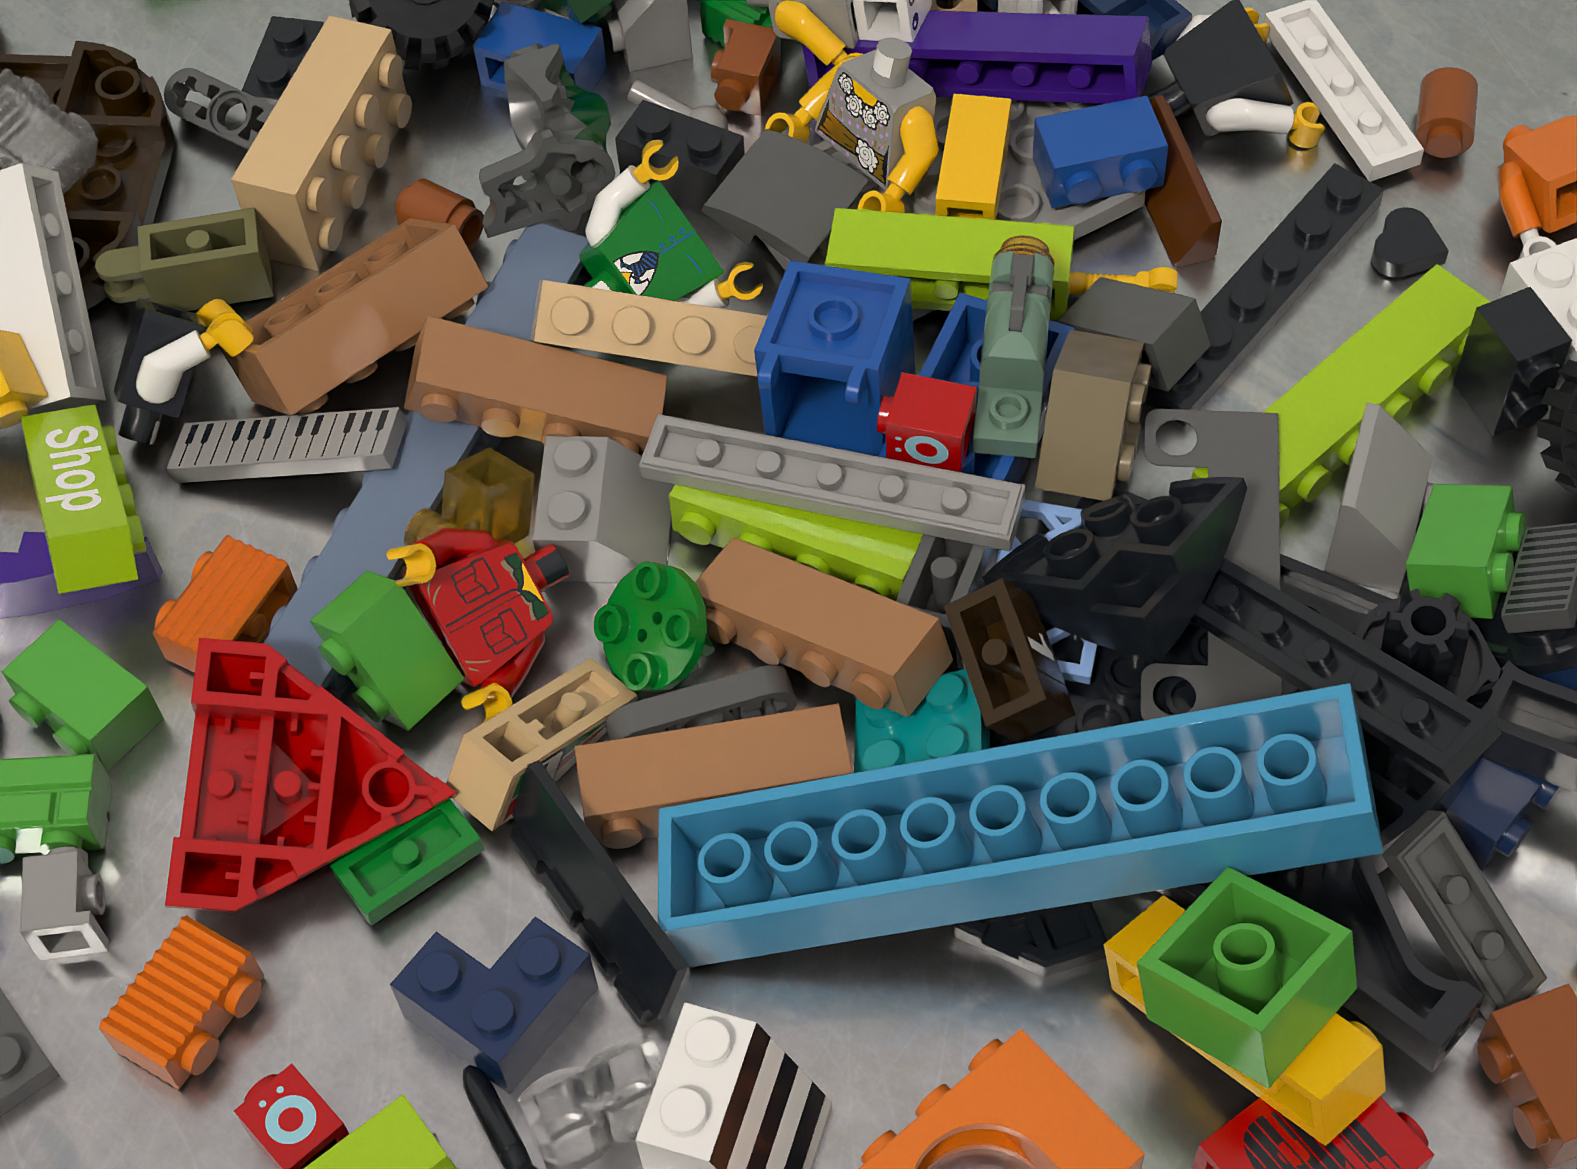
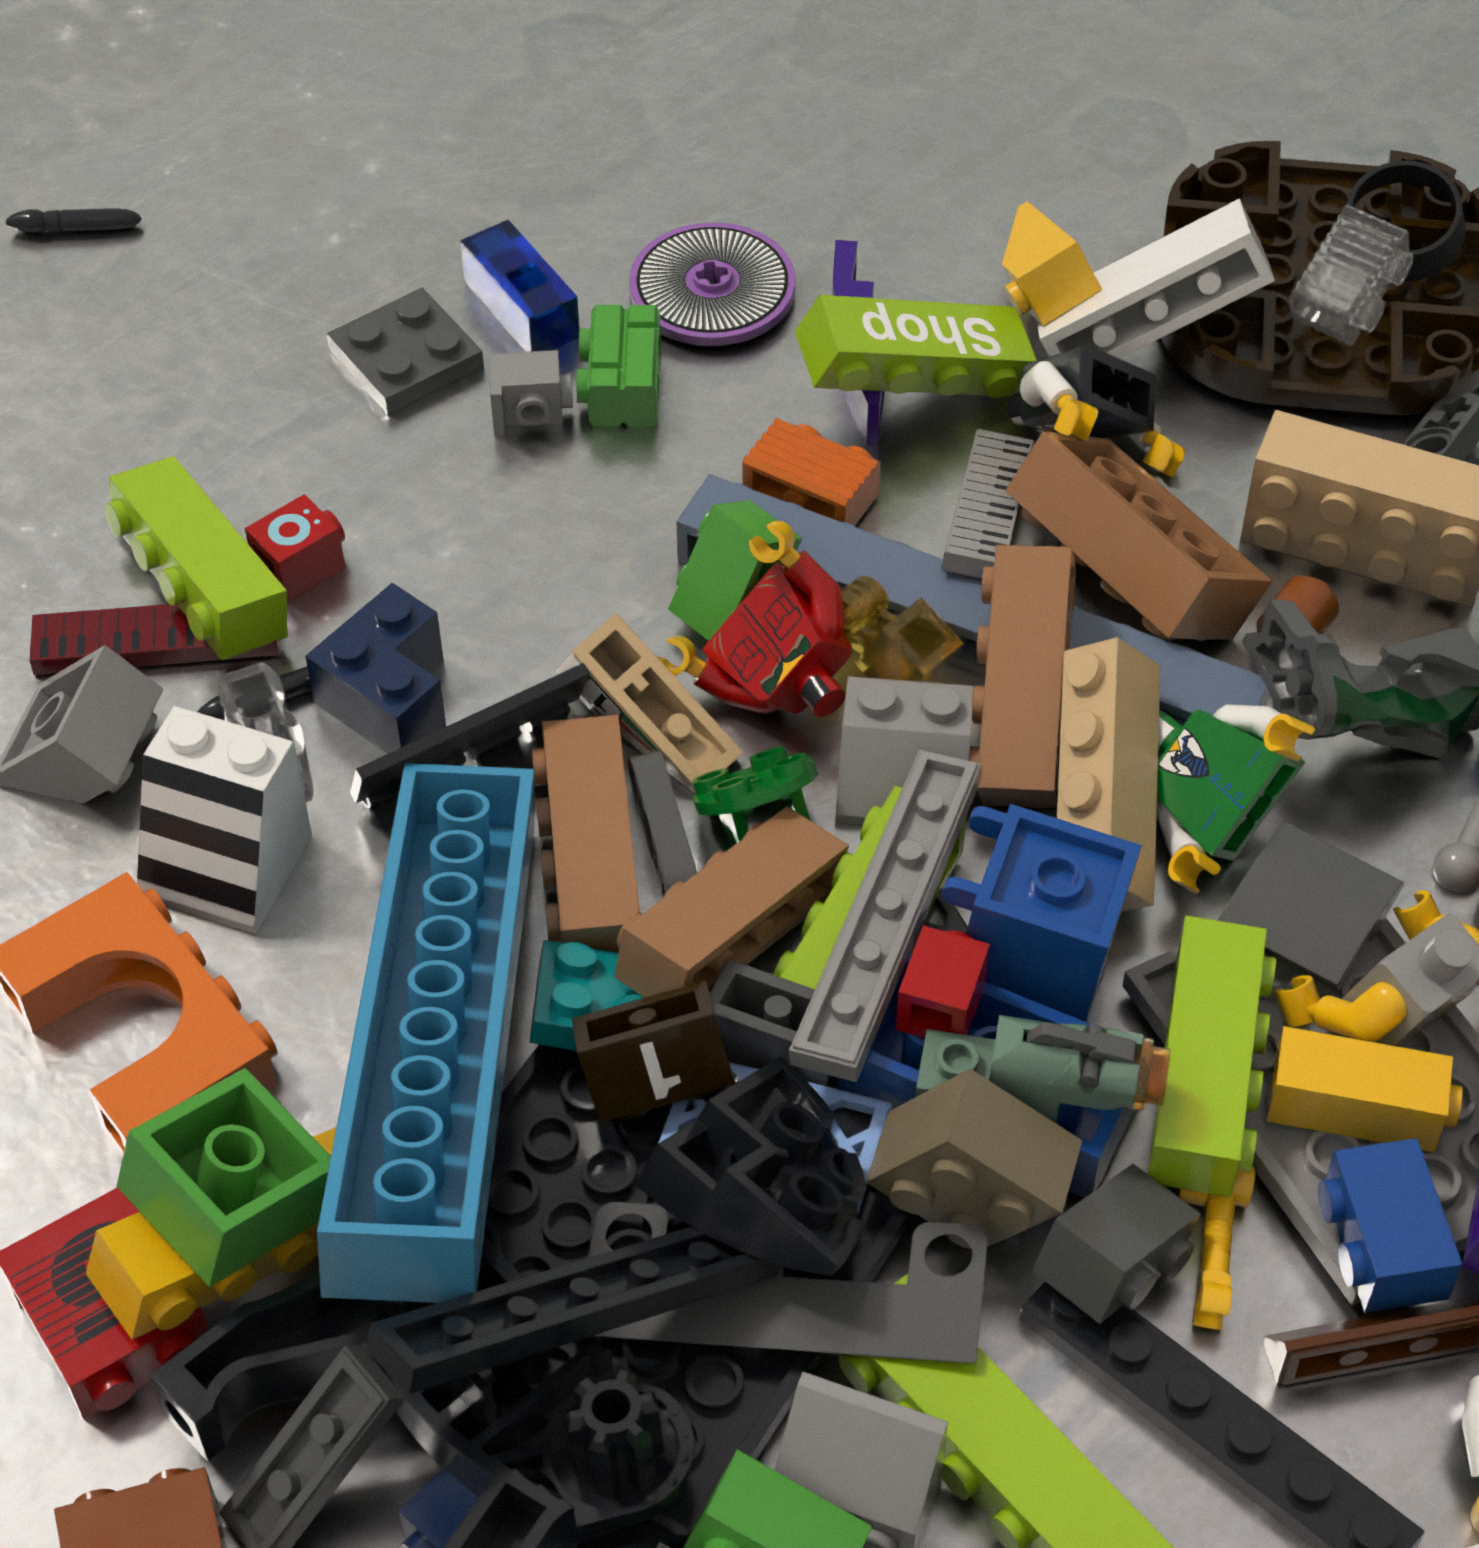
camera: 90 degrees right, 5 degrees down
(81, 695) = (730, 388): bright green brick -> none
(183, 1002) = (424, 472): orange brick -> none
(192, 262) = (1215, 425): olive brick -> none
(279, 781) = (604, 513): red wedge -> none
(407, 860) = (537, 614): green plate -> none
(703, 151) = (1389, 811): black brick -> none

